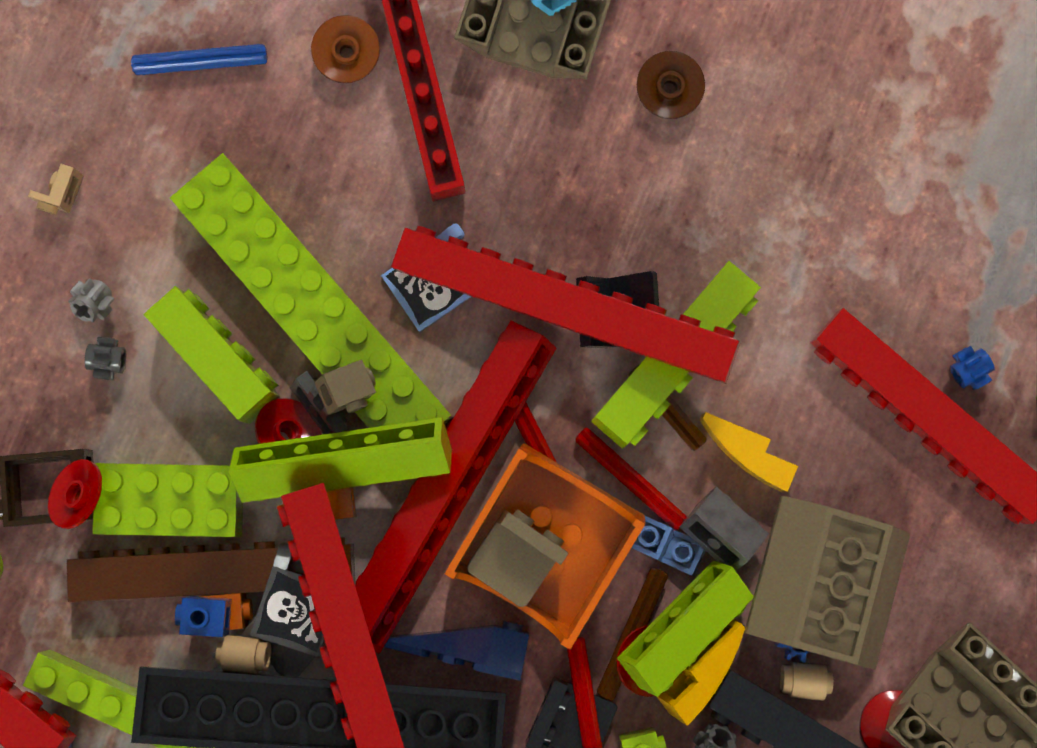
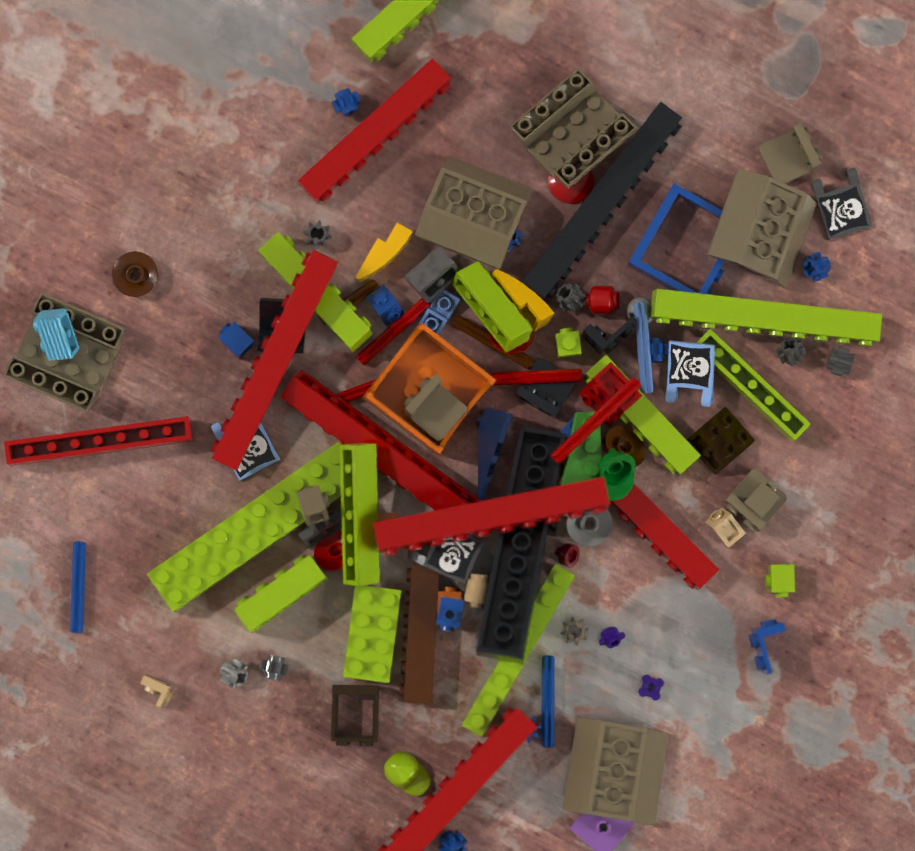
camera: 85 degrees left, 0 degrees up
(75, 494) = (361, 689): red dish -> none
(342, 33) = (72, 484): dark orange dish -> none
(590, 245) = (236, 339): none -> blue brick
(669, 462) = (385, 305): none -> blue bracket
(773, 350) = (316, 241): none -> dark grey gear
(806, 681) = (535, 234): tan brick -> none

